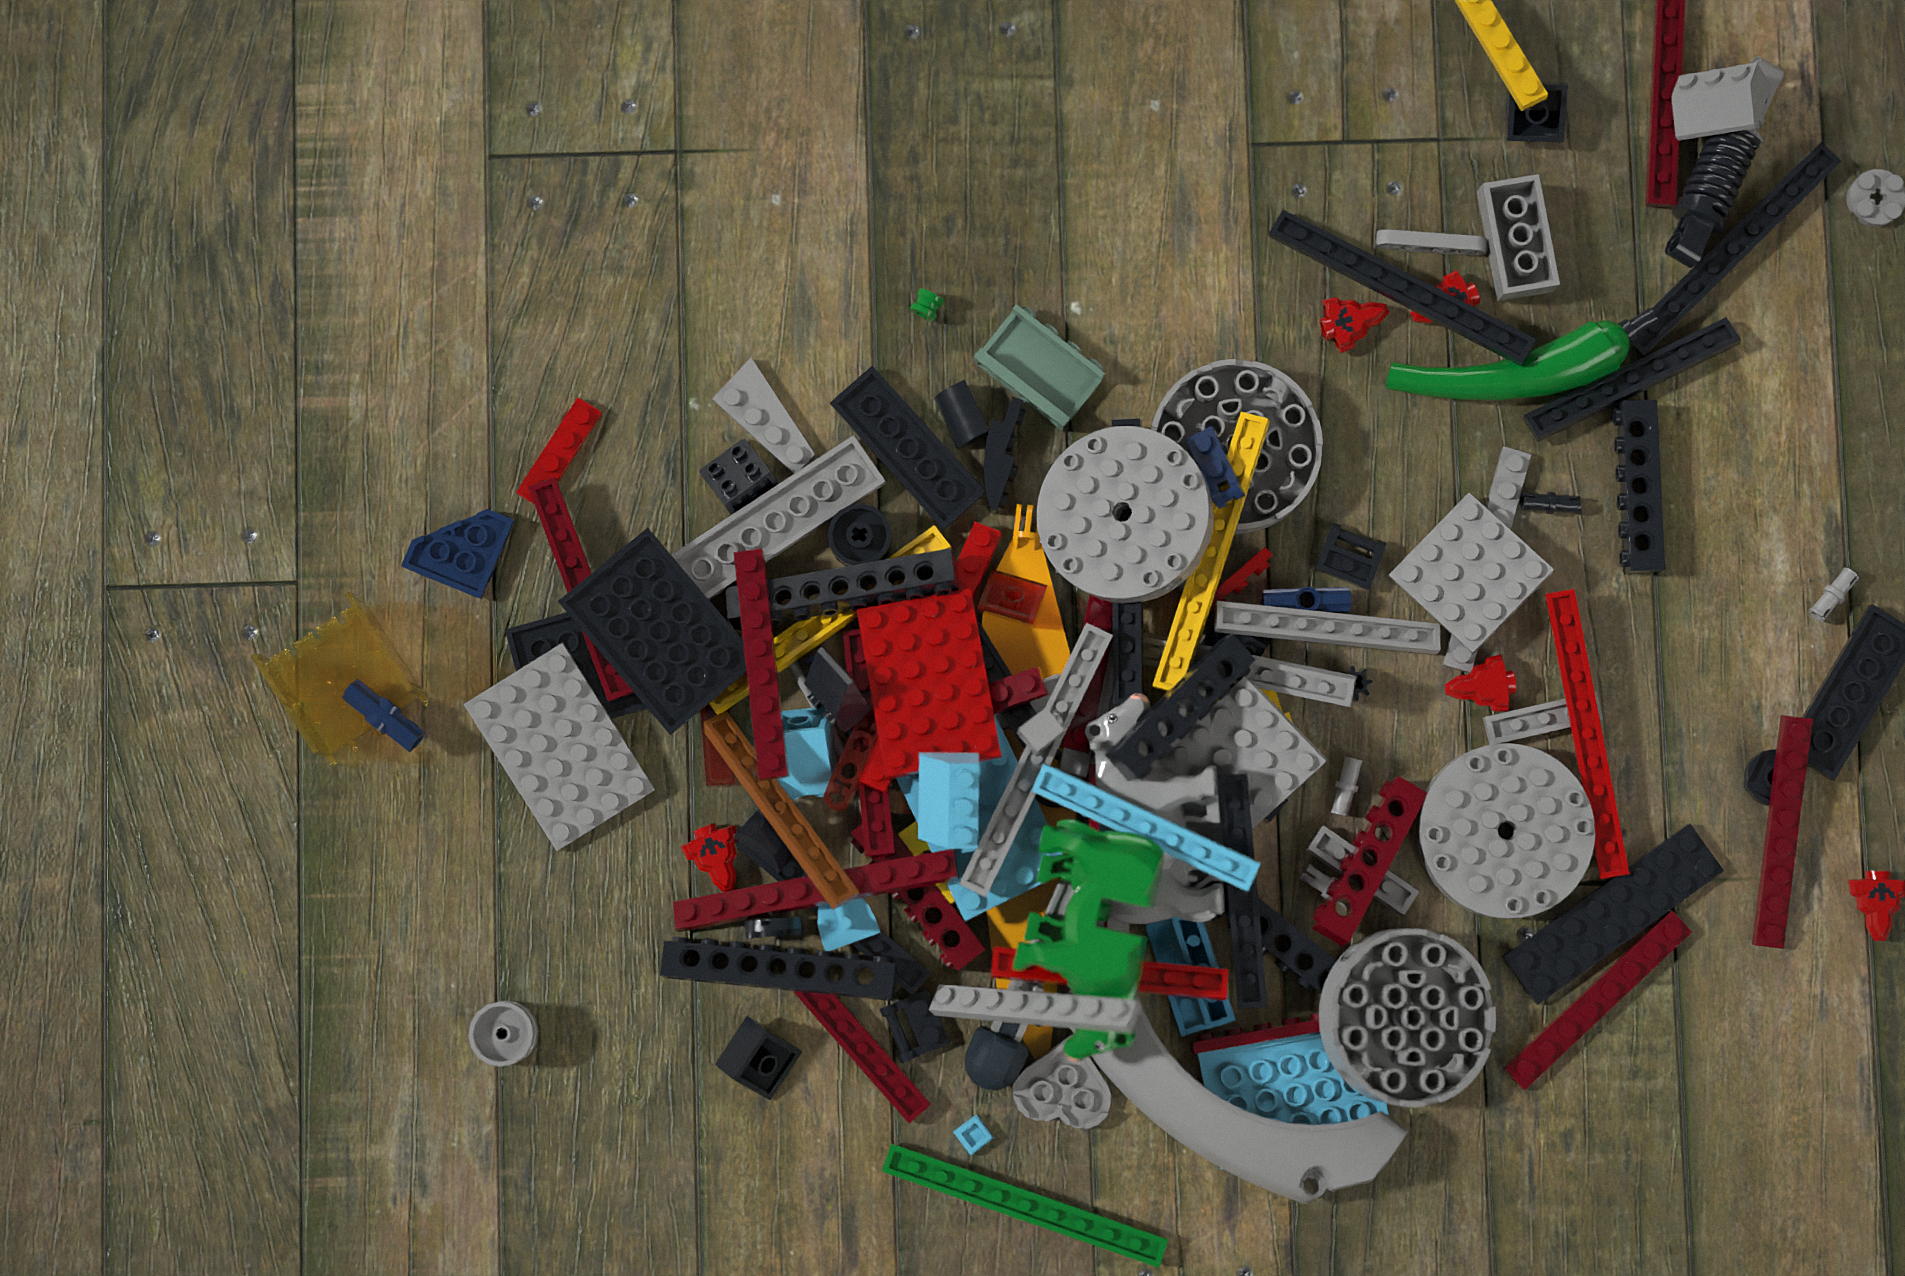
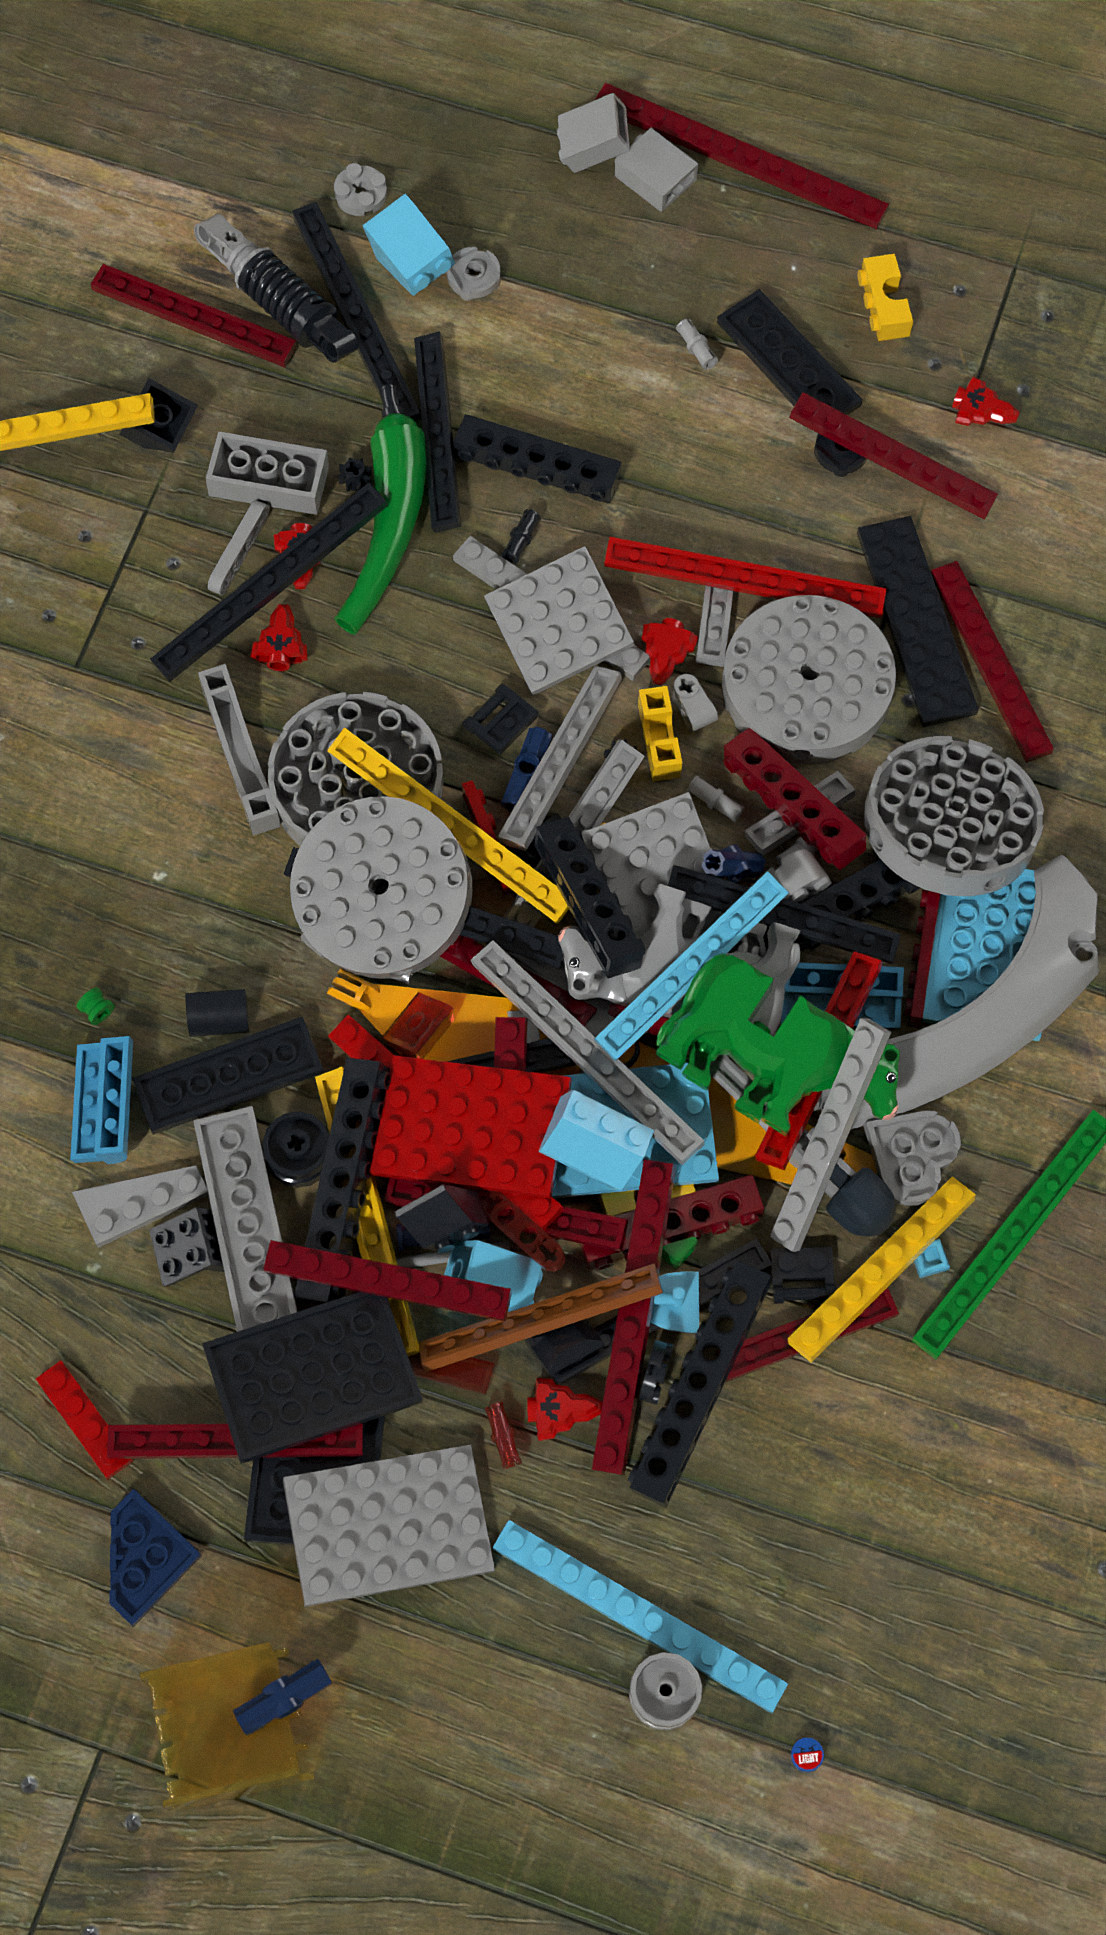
camera: 70 degrees left, 15 degrees down
(498, 1171) = (807, 1755): none -> tile
(563, 988) = (640, 1616): none -> medium azure plate
(674, 814) = (503, 1435): none -> clear red pin
(758, 1058) = (781, 1439): black slope -> none
(841, 348) = (102, 1101): none -> dark azure brick
(892, 908) = (679, 1251): none -> green slope
(944, 1095) = (881, 1269): none -> yellow plate
(999, 466) = (281, 997): black slope -> none
(1040, 367) = (202, 925): sand green panel -> none
(1041, 730) = (561, 1030): light grey brick -> none
(1215, 466) = (367, 786): dark blue plate -> none
(1223, 328) = (239, 750): none -> light grey arch
(1277, 827) = (733, 863): none -> dark blue piece
(1286, 891) = (801, 876): none -> light grey brick
(1389, 711) = (659, 739): none -> yellow arch
(1432, 734) = (695, 706): none -> light grey piece
(1557, 326) = (354, 474): none -> black gear
(1719, 101) = (220, 266): light grey slope -> none
(1822, 272) = (408, 245): none -> medium azure slope
(1841, 345) = (474, 286): none -> light grey plate

